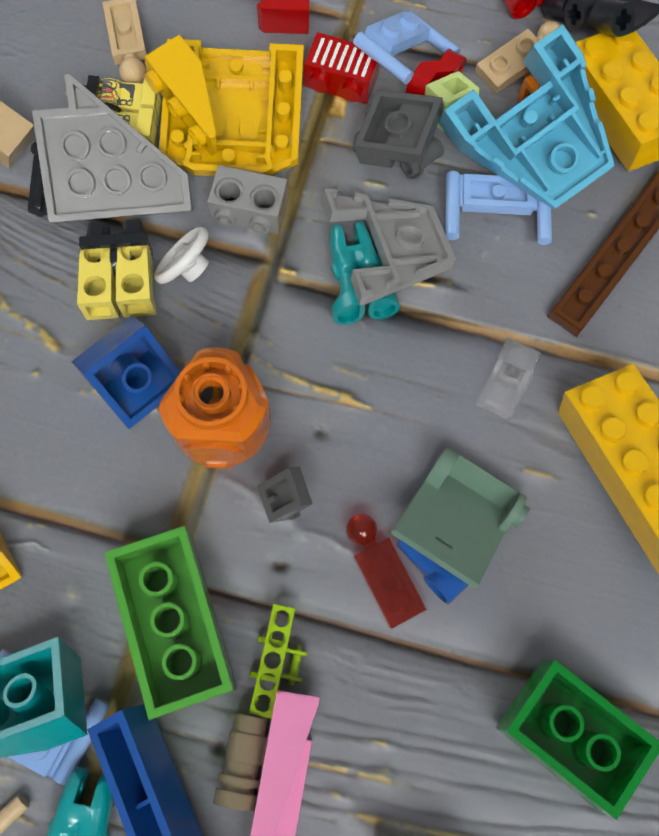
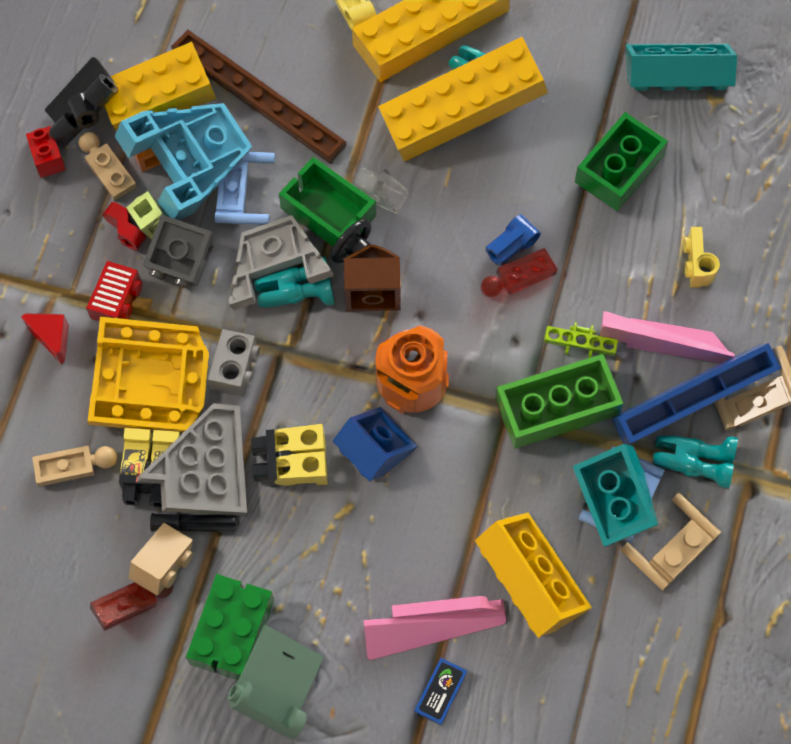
camera: 85 degrees left, 5 degrees down
(180, 79) = (140, 400): yellow slope -> none
(184, 258) = (287, 403): white piece -> none
(243, 758) = (642, 358): dark tan axle -> none
(285, 495) = (471, 330): dark grey bracket -> none
(372, 359) = (369, 271): none -> reddish brown piece
(396, 35) = (92, 251): light blue plate -> none
(460, 517) = (481, 221): sand green door -> none
(474, 303) = (326, 201): none -> green piece

